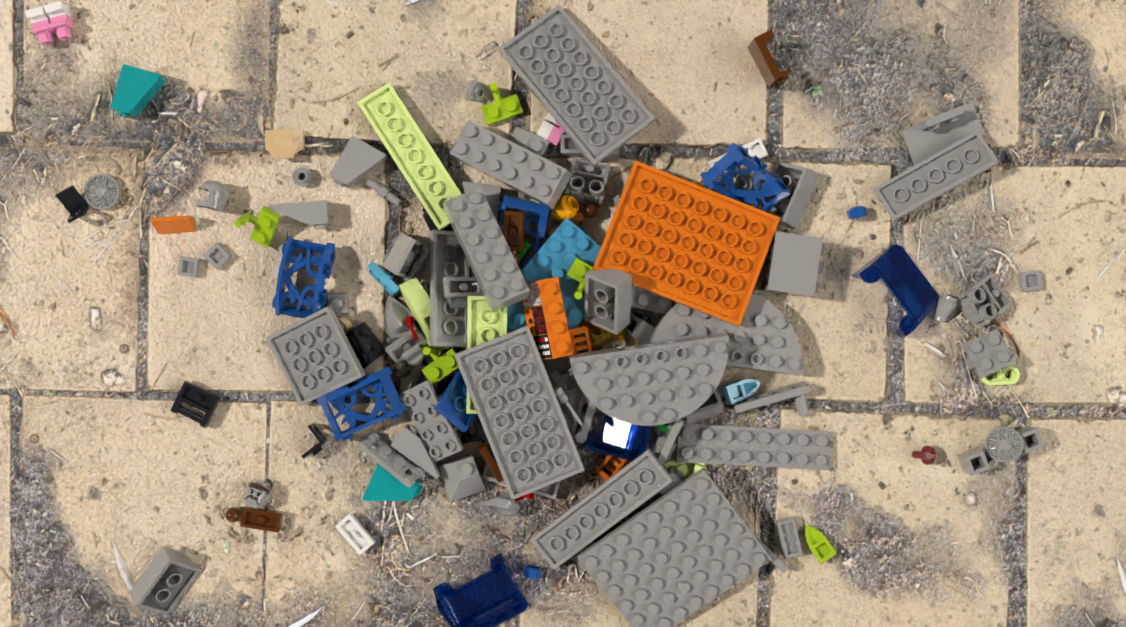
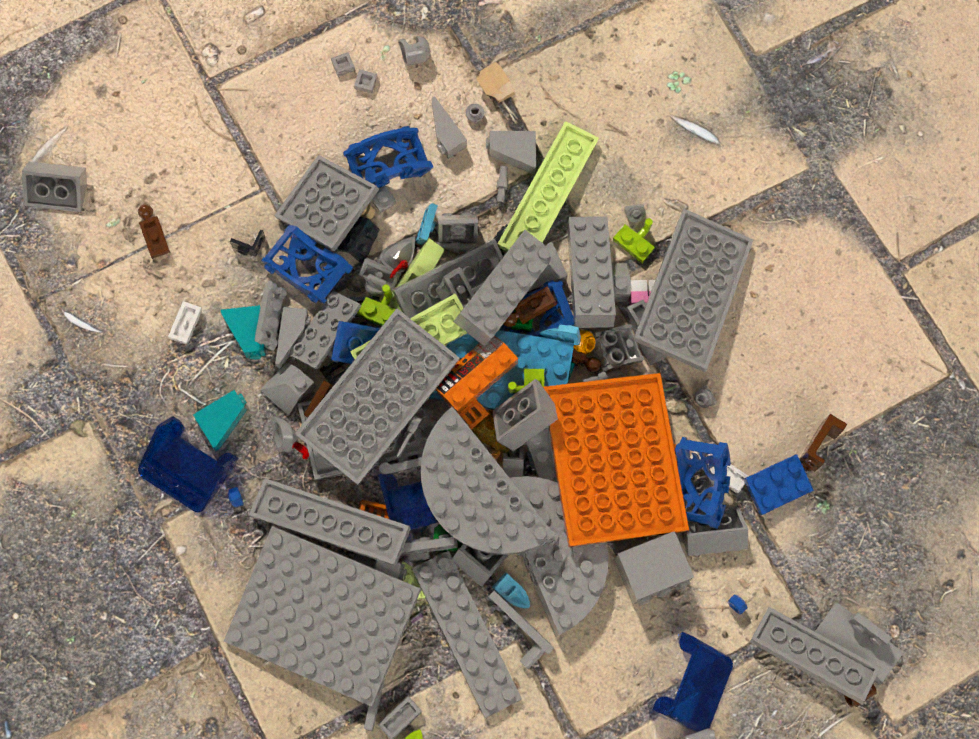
camera: 60 degrees right, 15 degrees down
(174, 224) = (372, 33): orange slope -> none
(197, 398) = (232, 130): black plate -> none
(257, 494) = (175, 221): light grey head -> none
(264, 225) = (415, 103): lime plate -> none
(457, 548) = (221, 418): none -> teal slope
(554, 220) = (564, 333): none -> medium azure plate
(604, 208) = (605, 375): none -> light grey bar
(671, 132) = (704, 397): none -> light grey plate
(780, 117) = (778, 484): none -> blue plate

